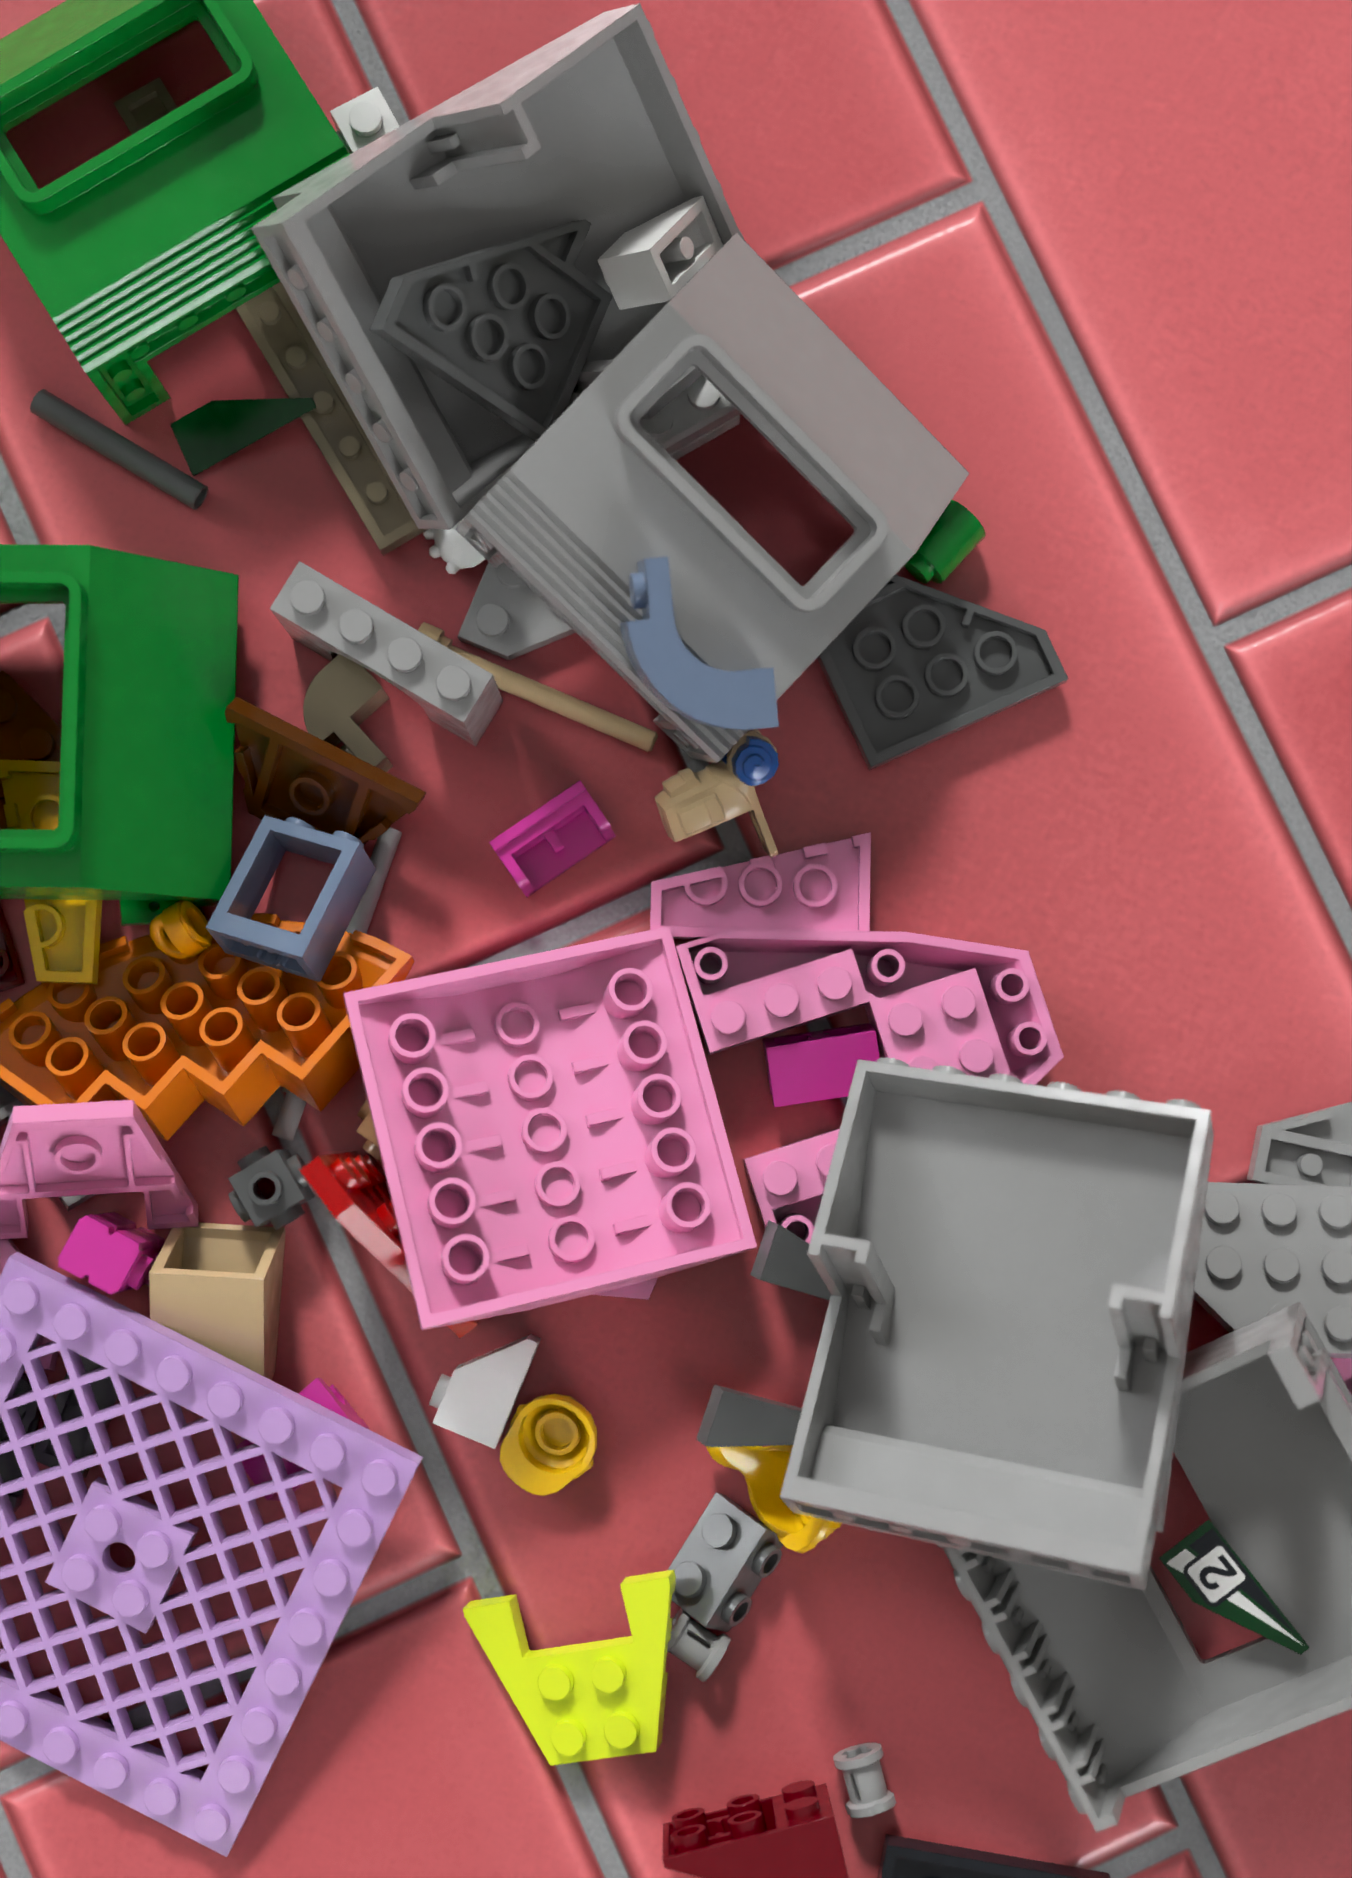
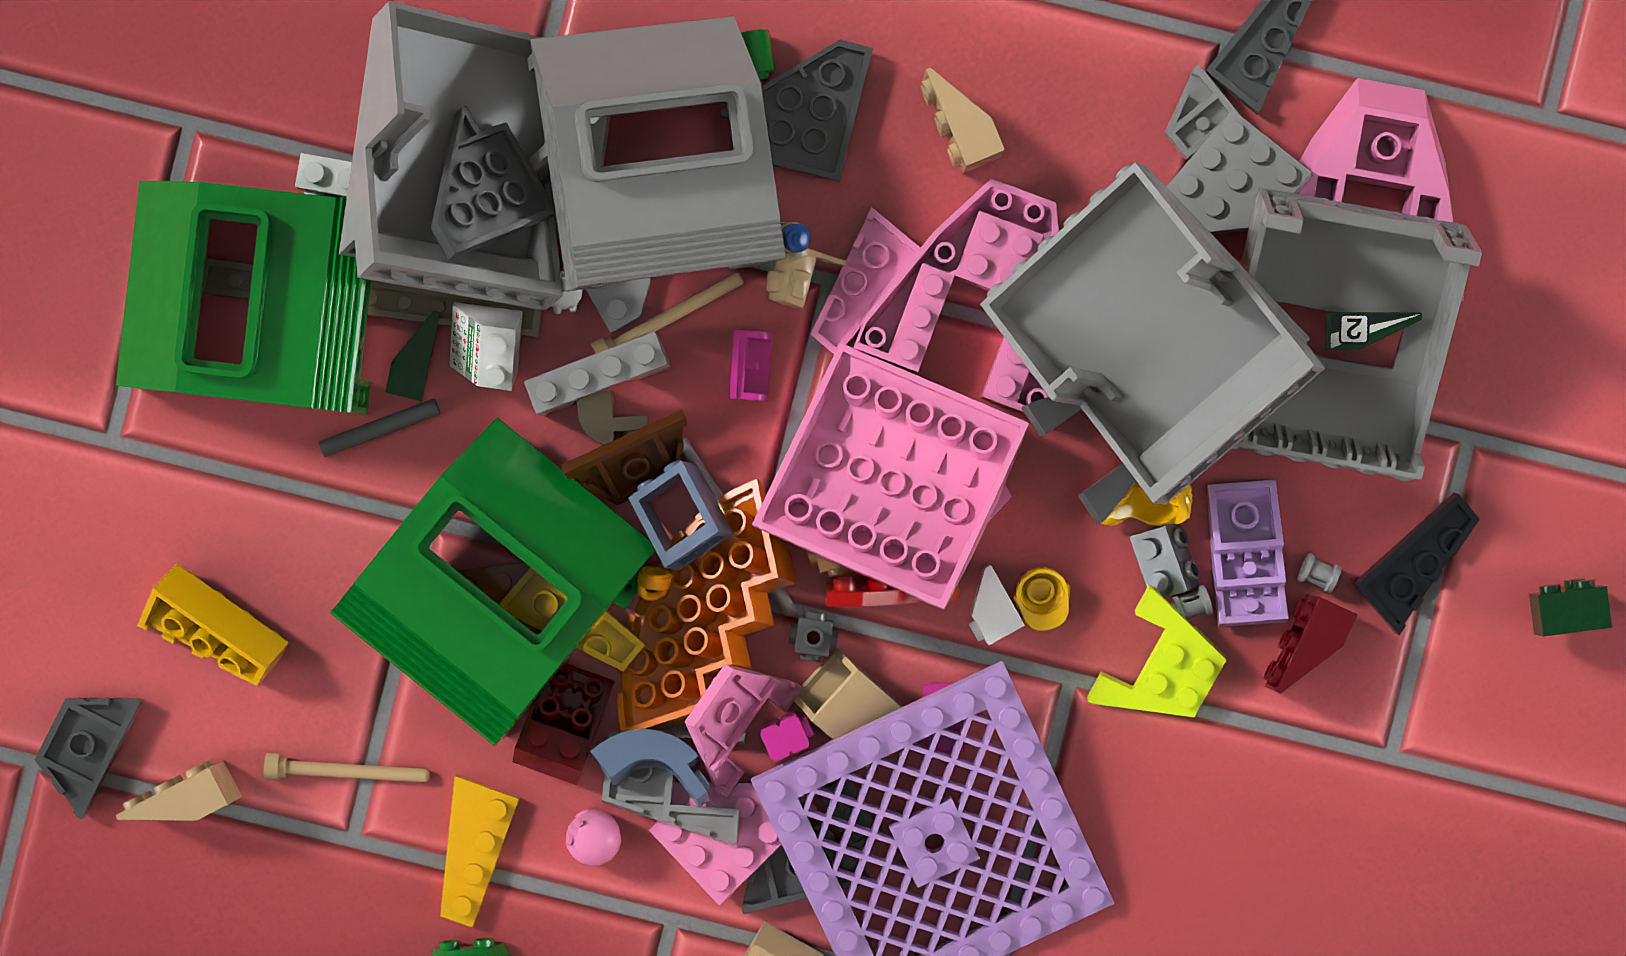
camera: 50 degrees left, 5 degrees up
(321, 495) = (486, 344): none -> white slope
(660, 255) = (507, 82): white slope -> none
(679, 679) = (756, 235): sand blue arch -> none
(815, 1663) = (1247, 553): none -> lavender slope
(817, 1063) = (963, 323): dark pink hinge -> none
(1069, 863) = (967, 127): none -> tan slope

